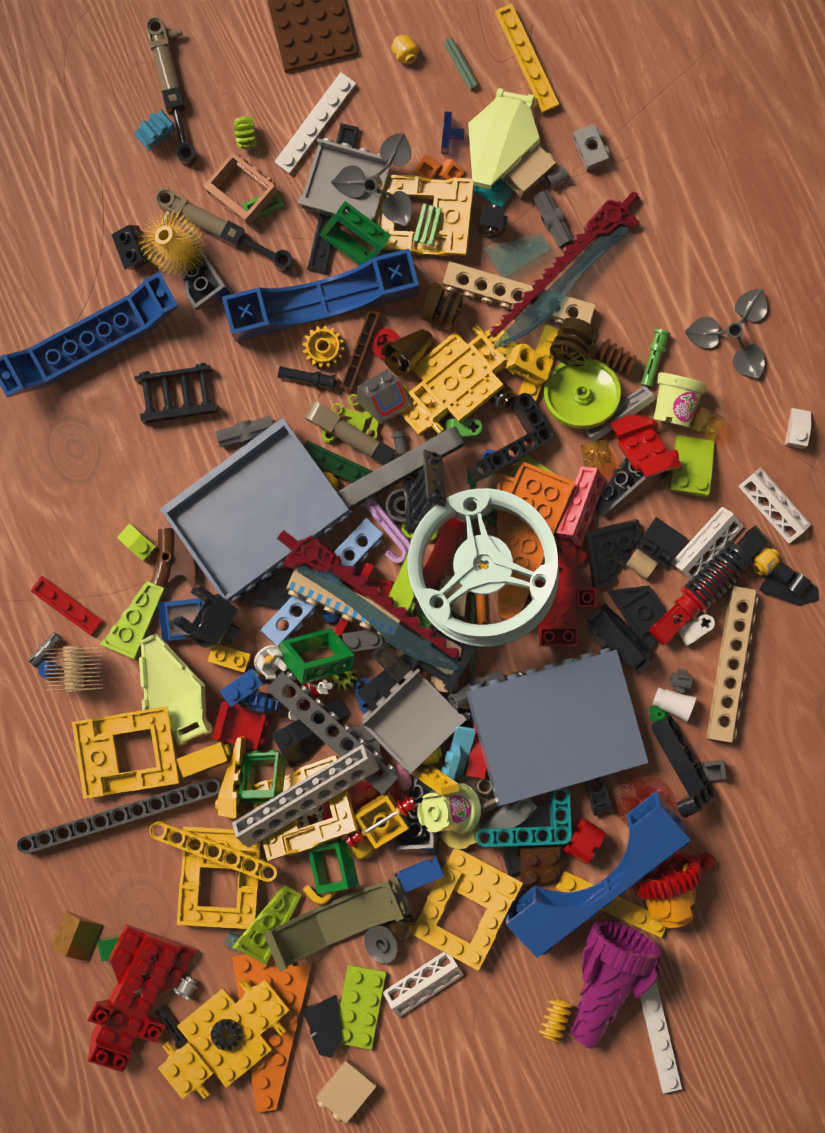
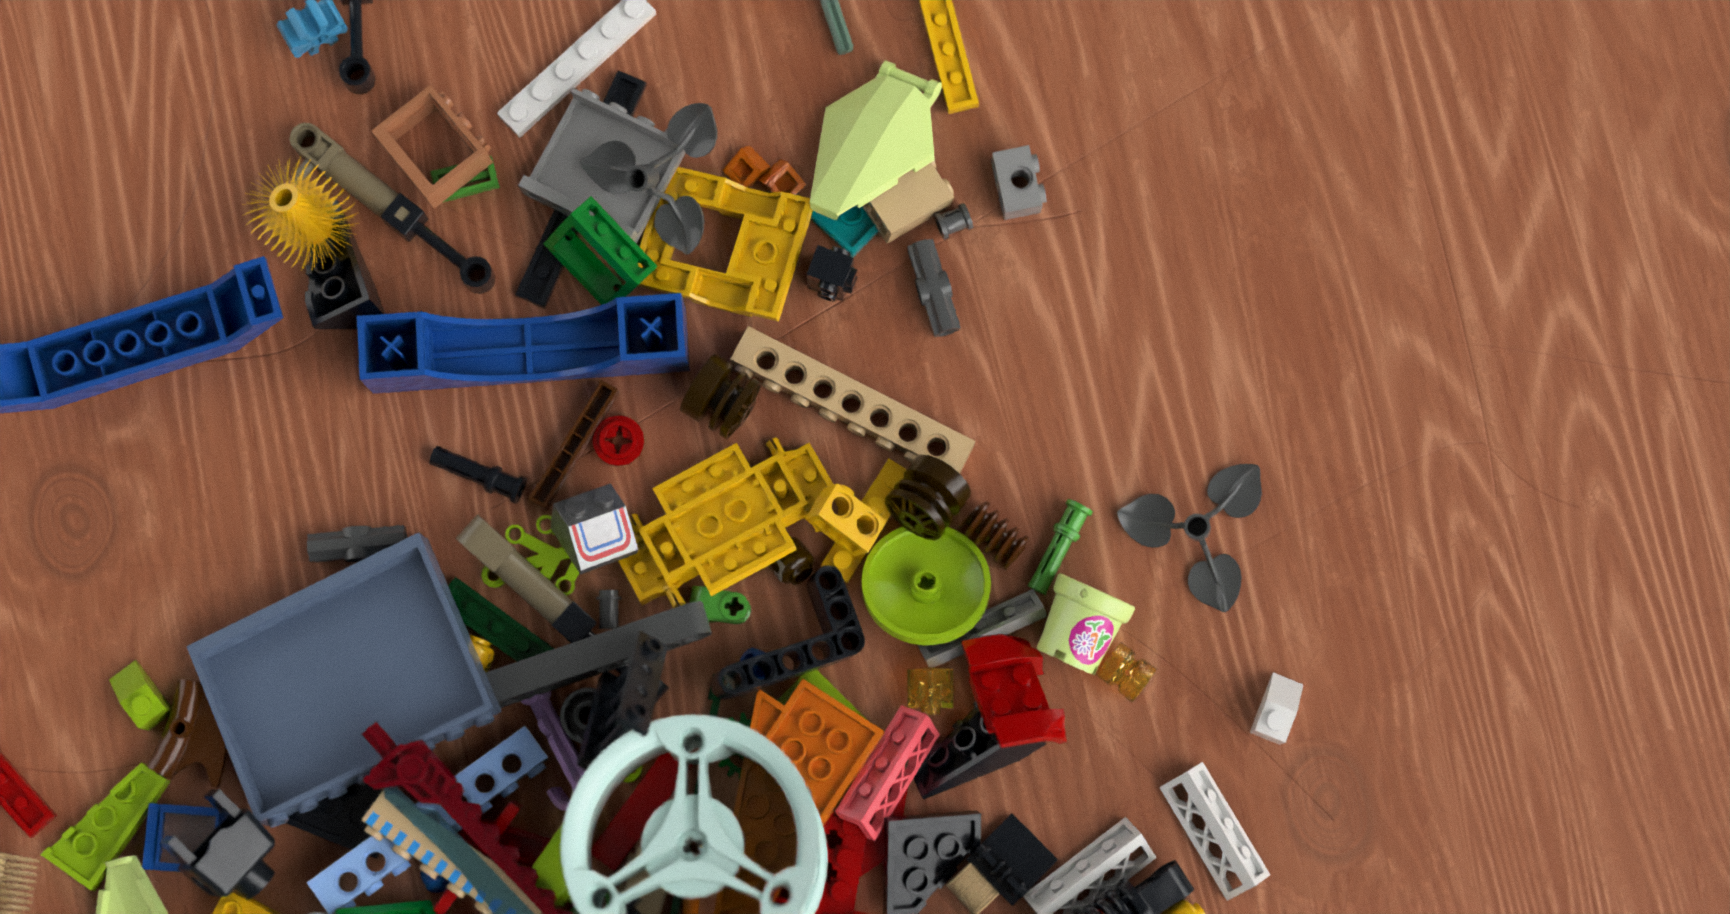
camera: 10 degrees right, 5 degrees down
(128, 247) = (225, 201): black brick -> none
(170, 412) = (271, 487): black fence -> none
(245, 132) = (458, 57): lime gear -> none
(323, 336) = (506, 412): yellow gear -> none
(406, 352) = (649, 461): dark brown cone -> none
(425, 207) = (713, 254): bright green tile -> none
(450, 133) = (790, 118): clear blue tile -> none
(516, 254) = (862, 334): clear light blue wing -> none
(601, 224) = (1013, 310): piece -> none
(696, 464) = (1094, 737): lime slope -> none

